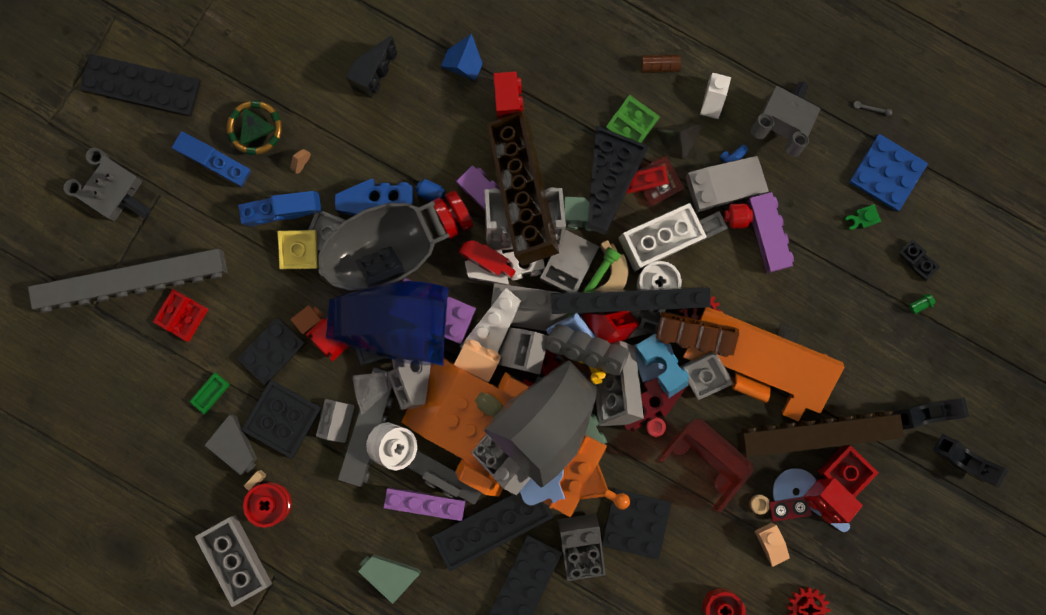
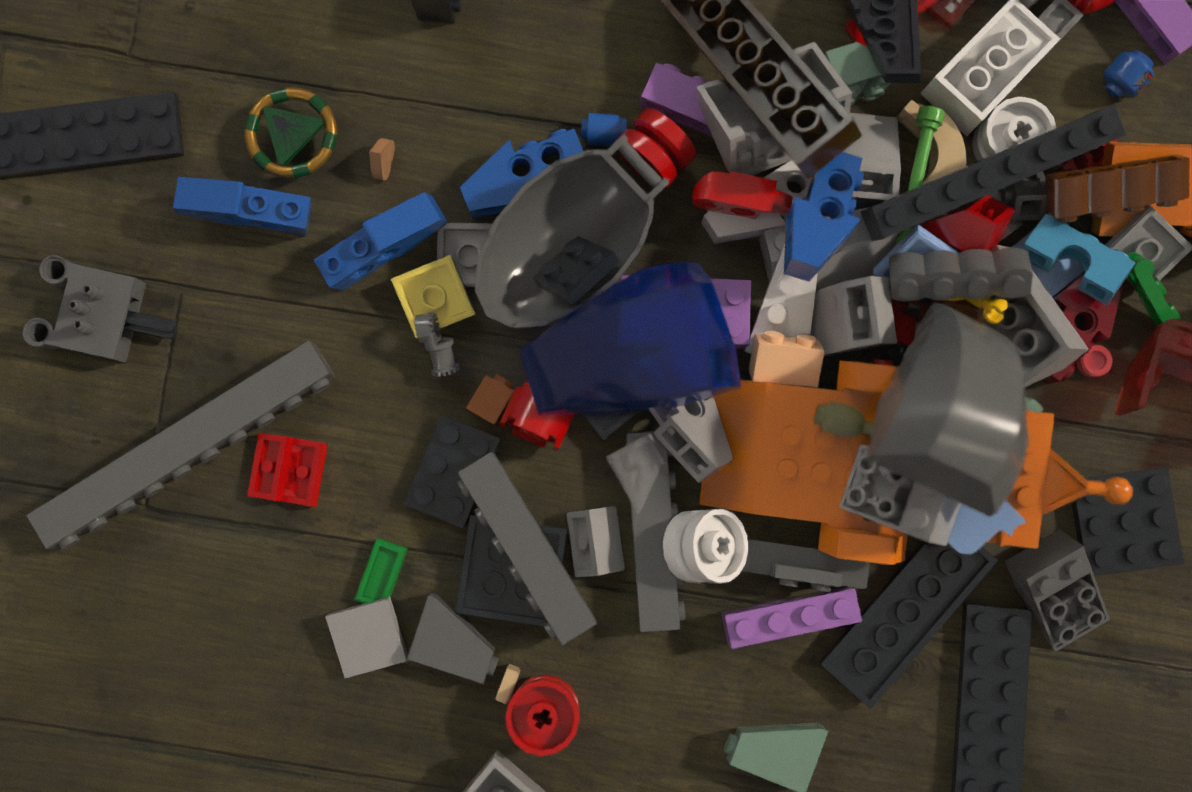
camera: 20 degrees left, 0 degrees up
(188, 425) = (367, 637): none -> light grey tile
(286, 268) = (439, 348): none -> dark grey connector
(293, 409) = (527, 548): none -> dark grey brick
(513, 299) = (811, 236): none -> blue brick
(698, 398) = (1150, 290): none -> green plate
(739, 271) = (1128, 74): none -> blue head

